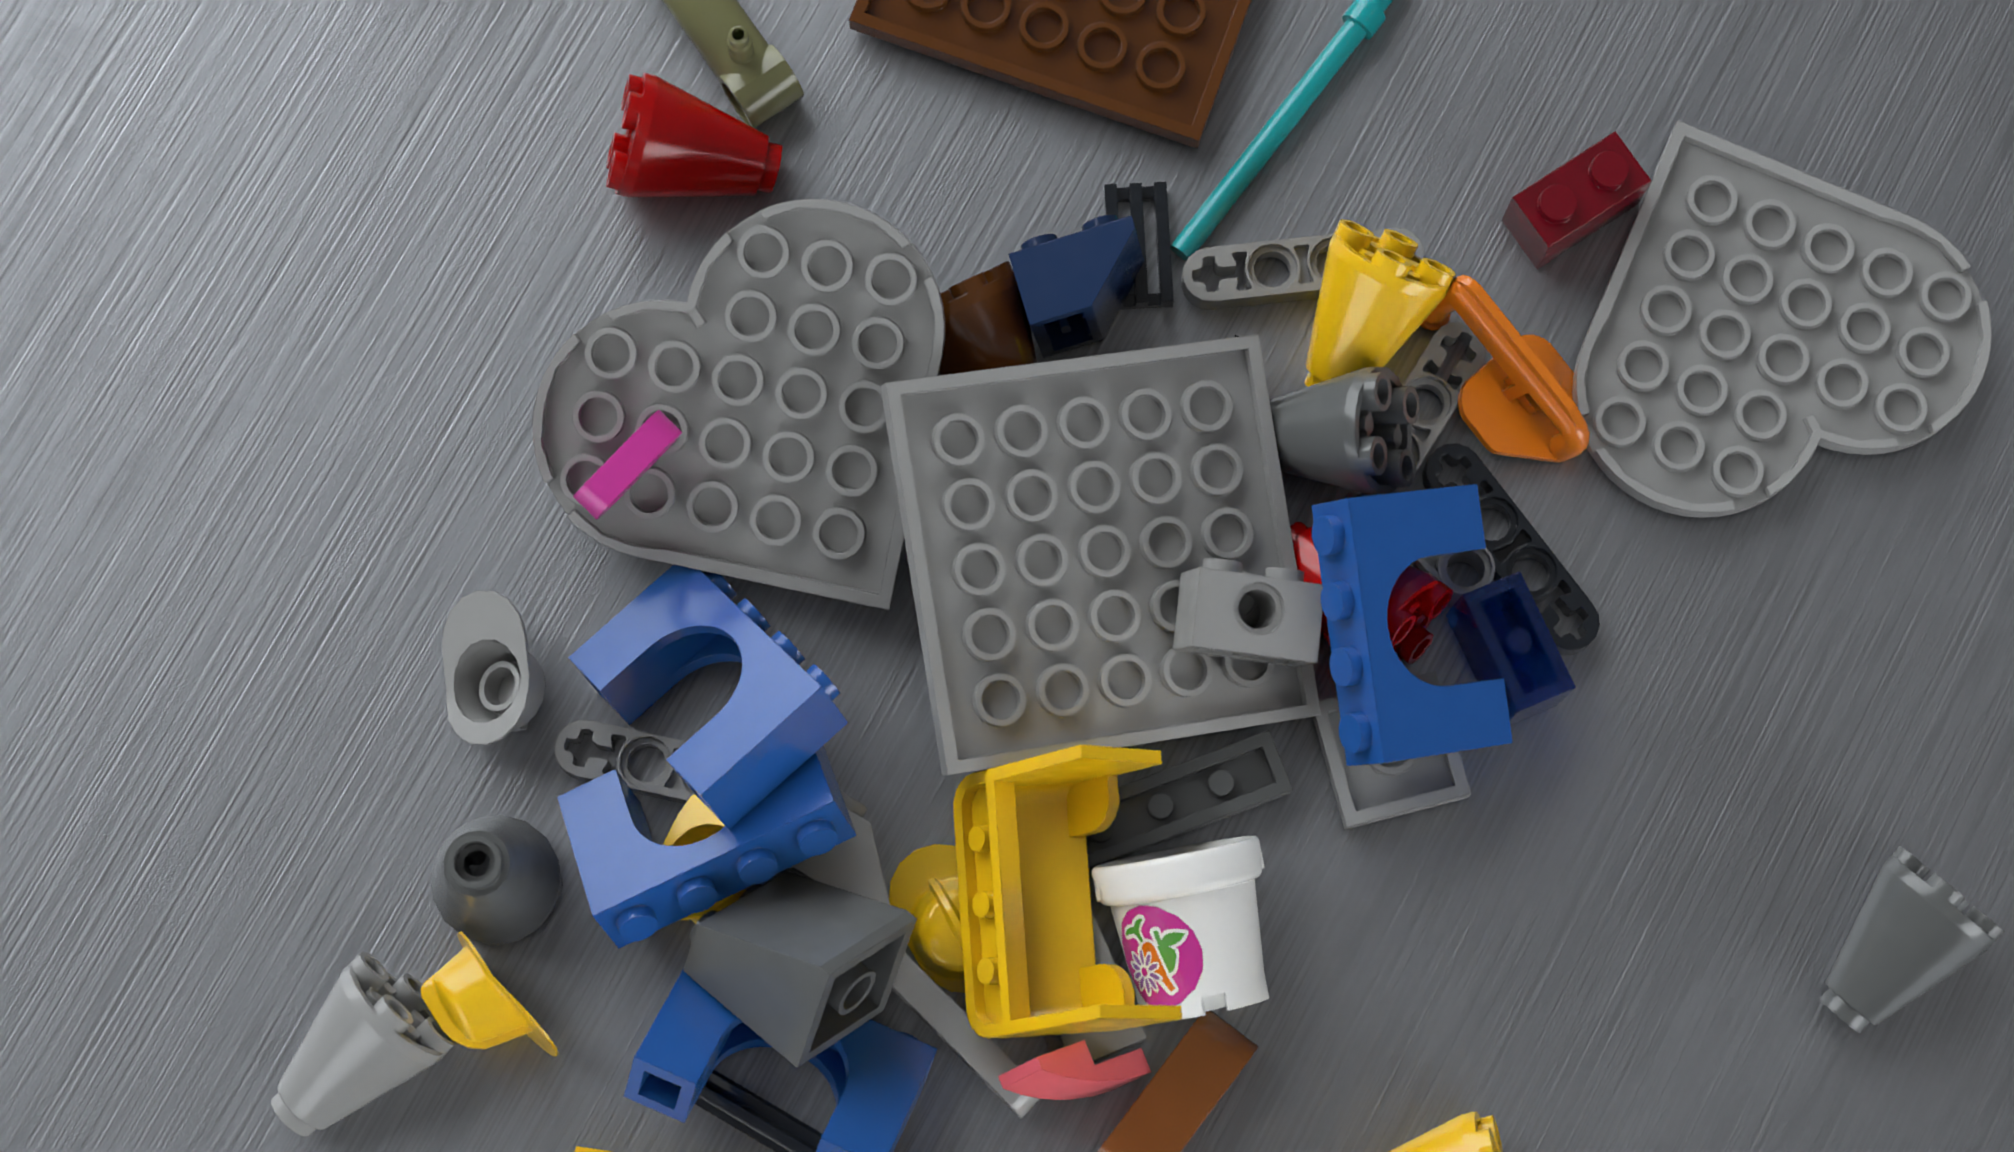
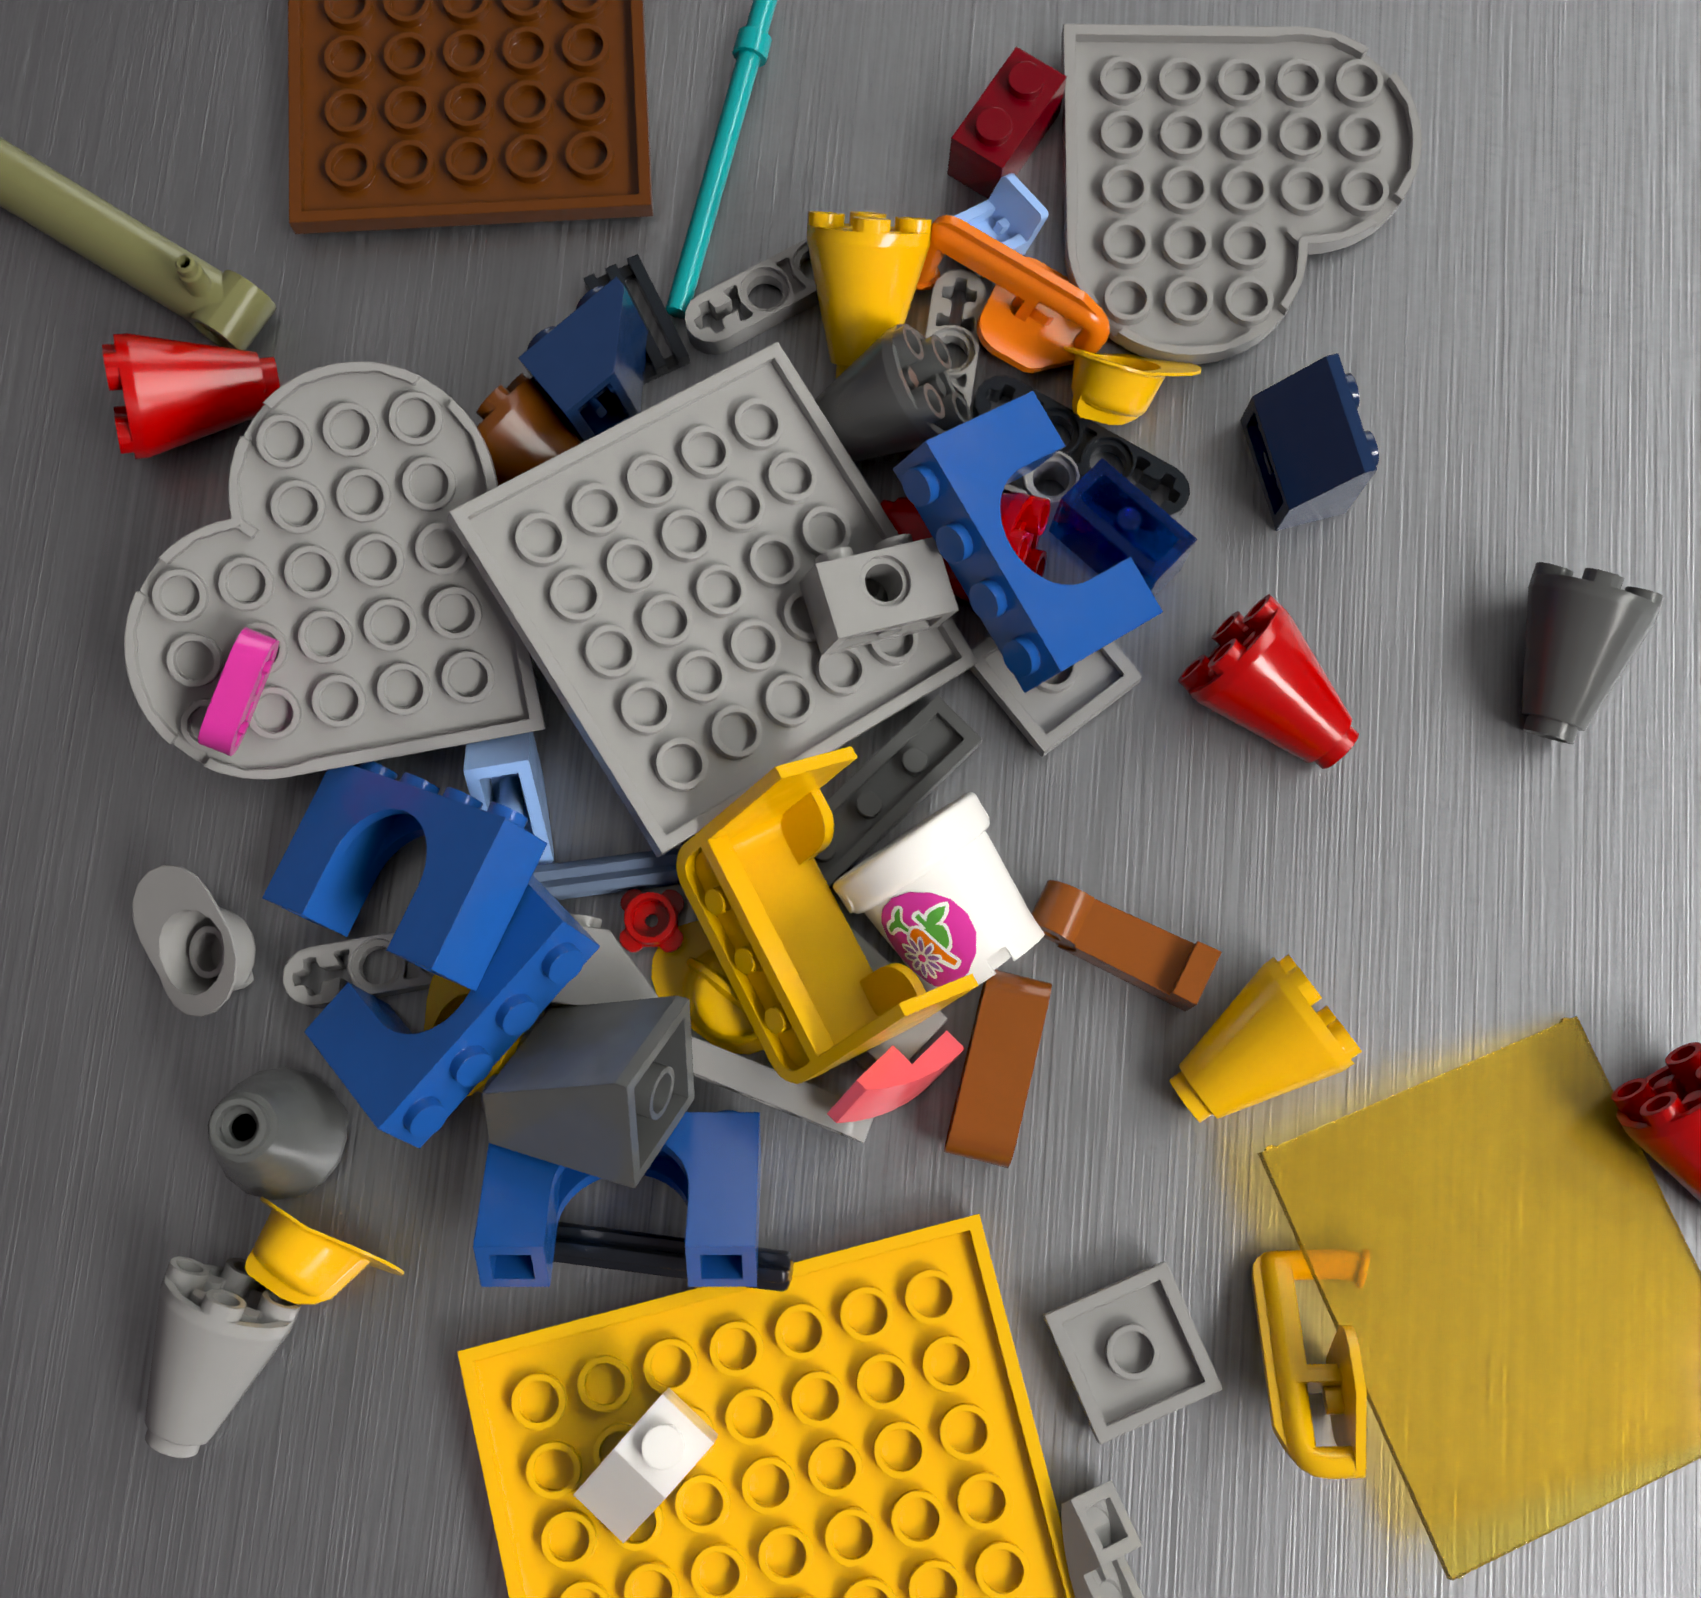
camera: 25 degrees left, 0 degrees up
(838, 641) = (511, 774): none -> light blue slope
(891, 768) = (608, 874): none -> sand blue axle
(906, 811) = (639, 907): none -> red plate
(1342, 1039) = (1125, 945): none -> dark orange leg
(1532, 294) = (1009, 215): none -> light blue bracket
(1576, 501) = (1119, 386): none -> yellow piece
(1591, 856) = (1272, 685): none -> red cone
(1730, 639) = (1310, 444): none -> dark blue slope

